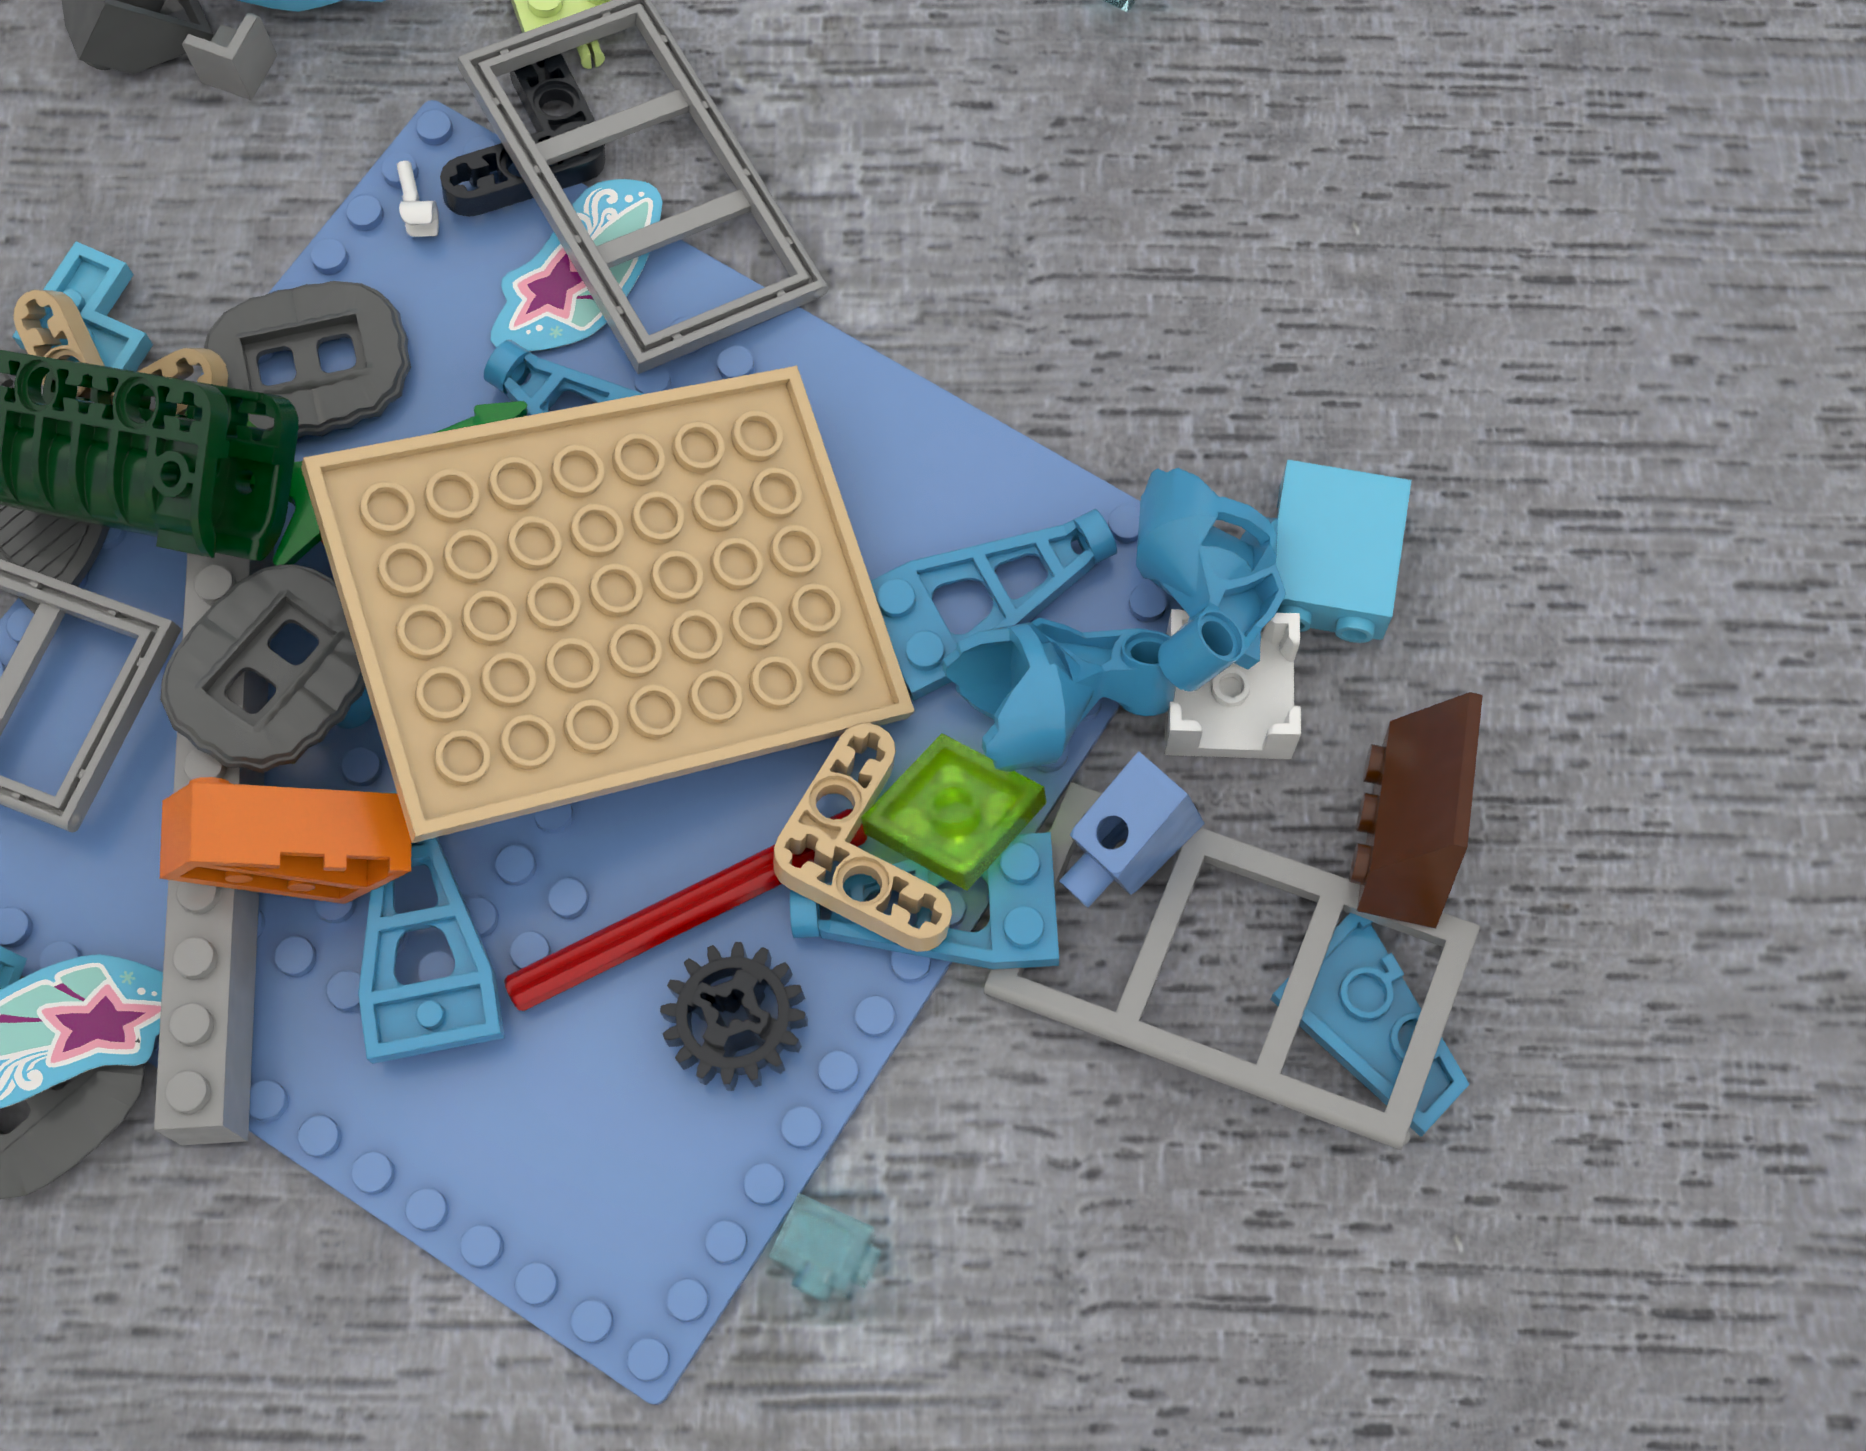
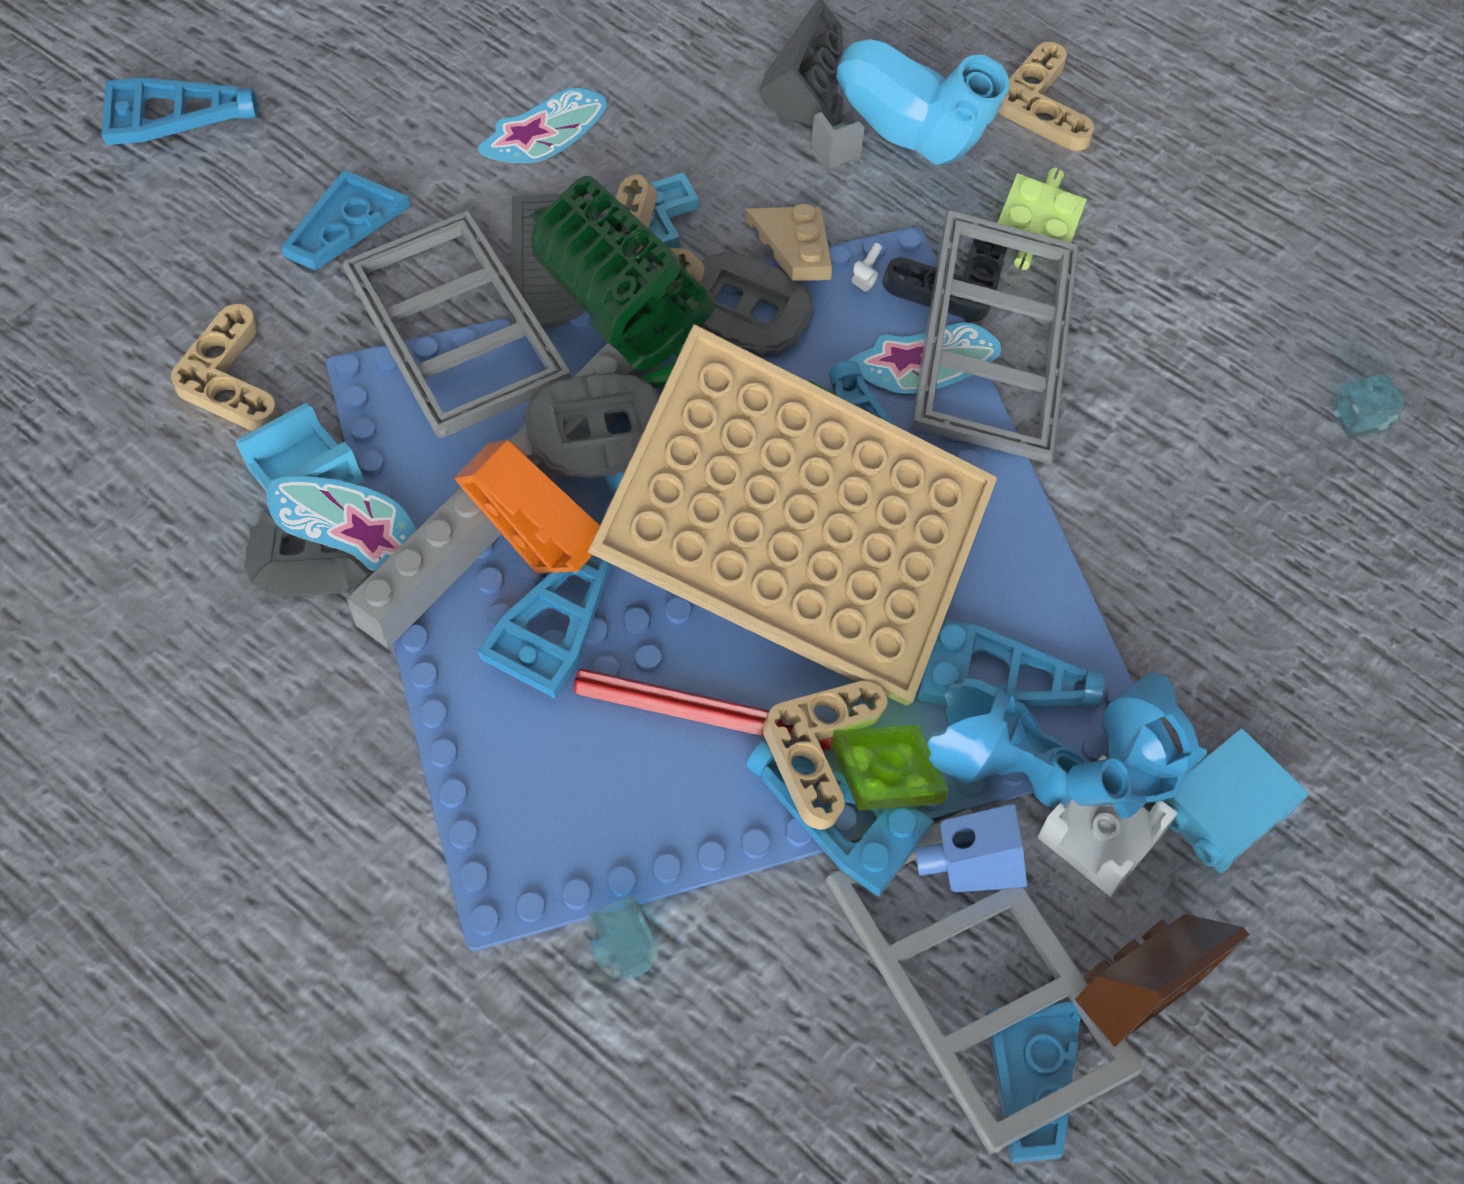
camera: 35 degrees right, 10 degrees down
(297, 227) = (797, 239): none -> tan wing
(744, 989) = (667, 794): black gear -> none

